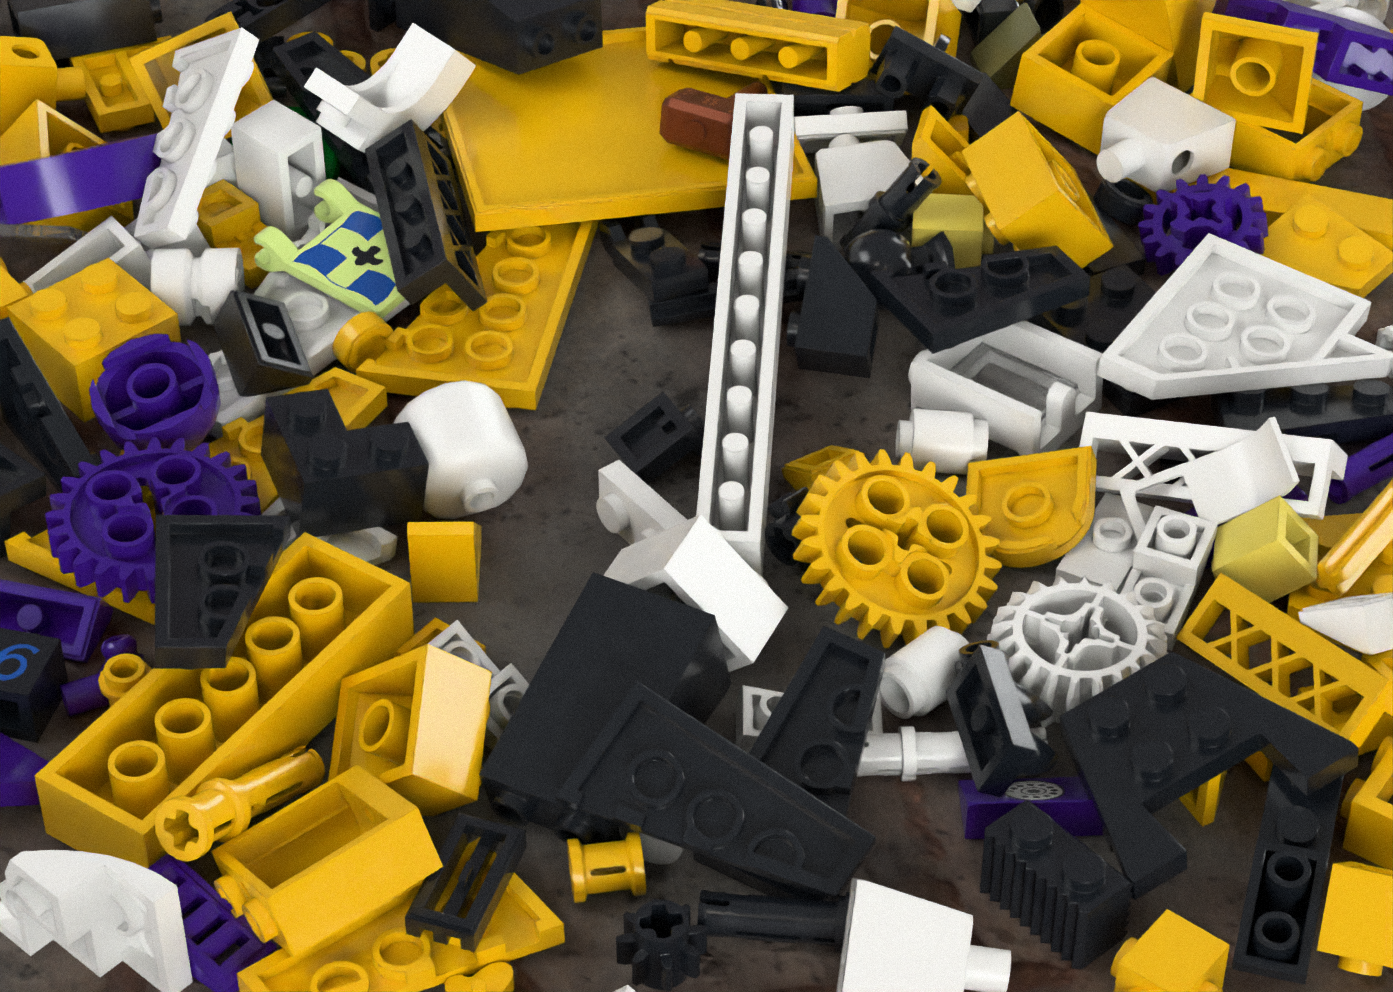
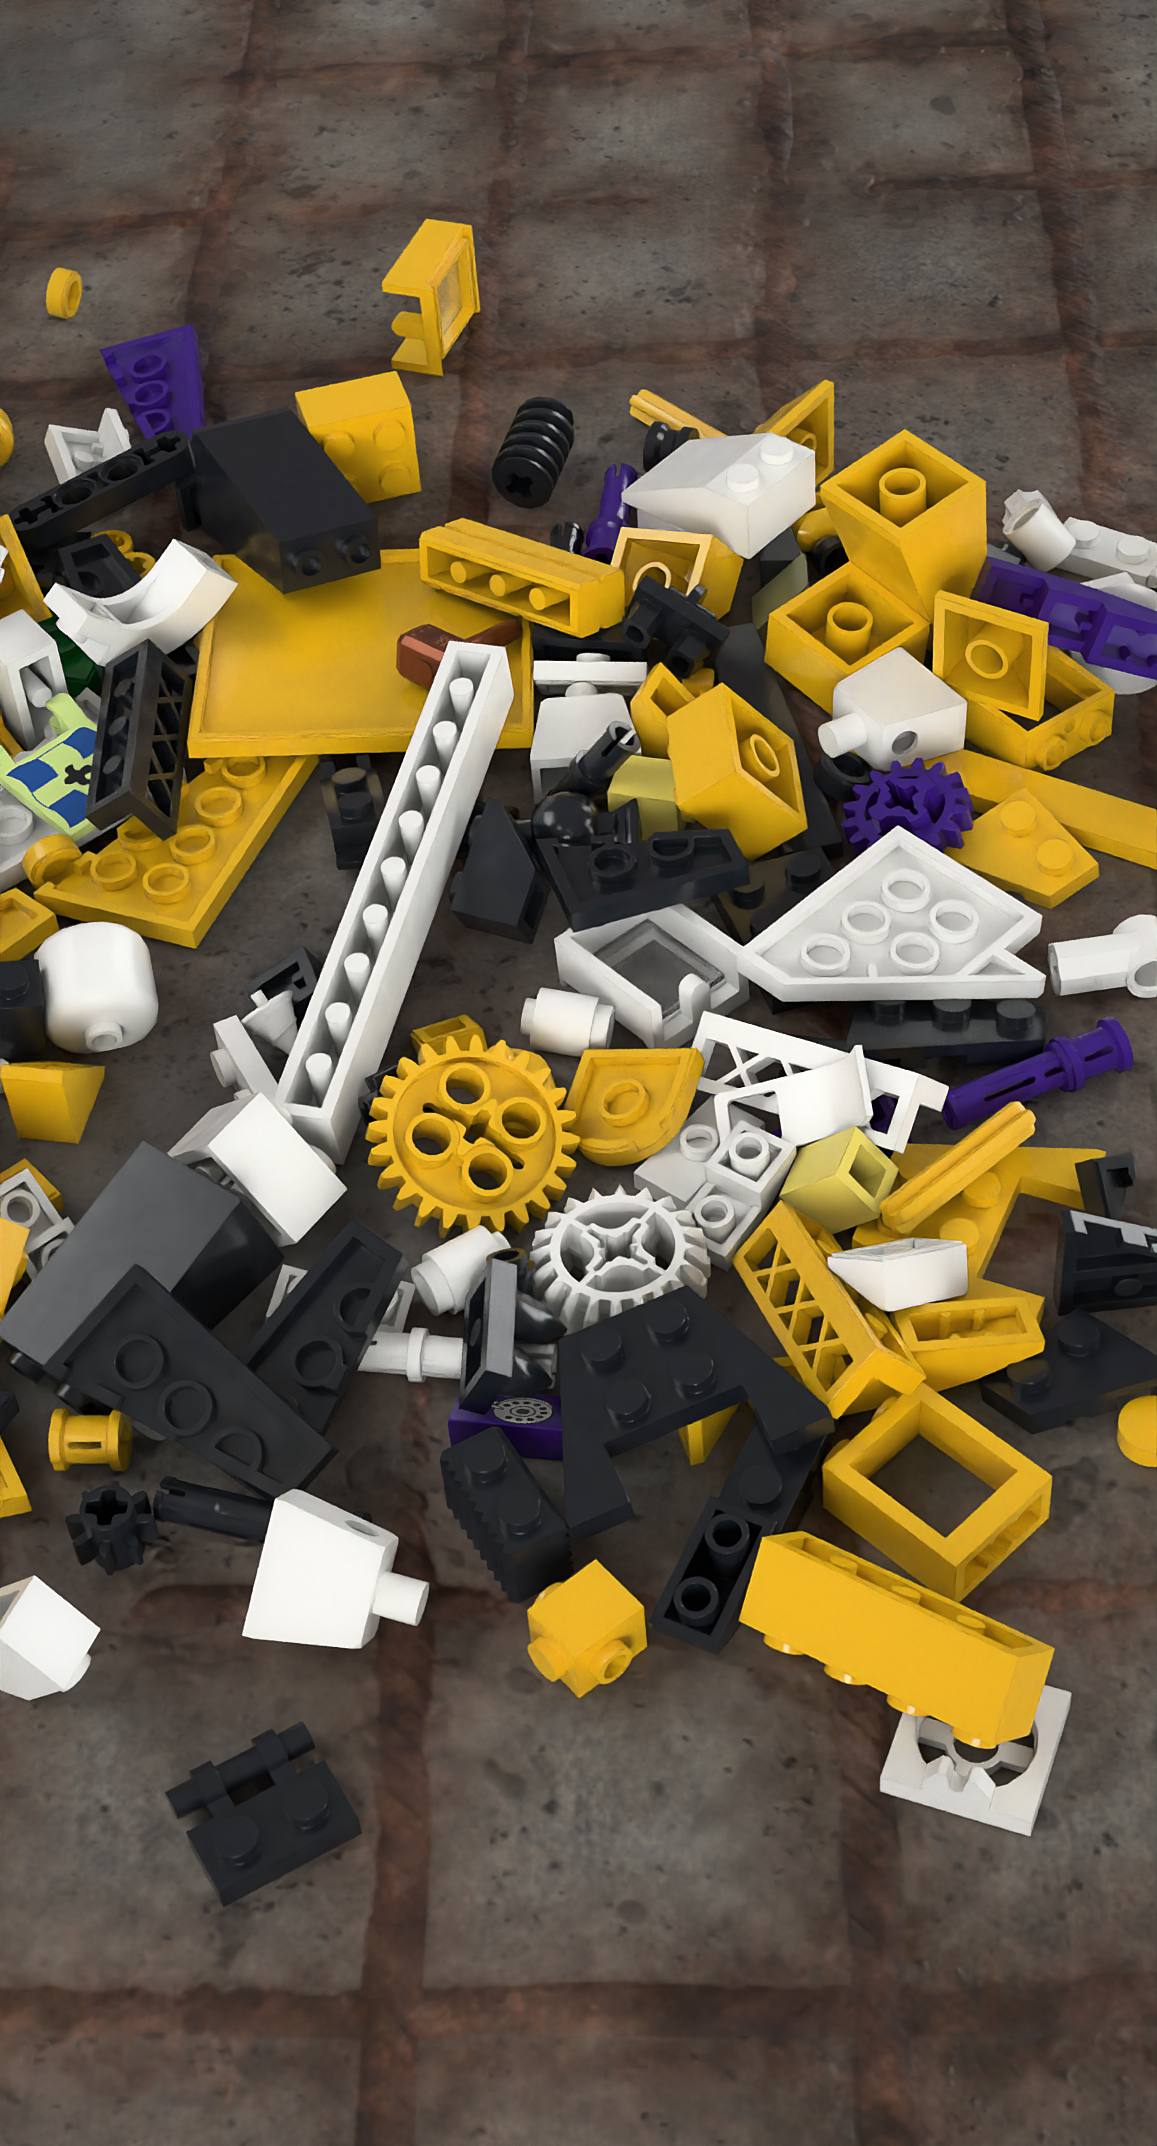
camera: 15 degrees right, 5 degrees up
(659, 469) = (273, 1020): none -> white piece

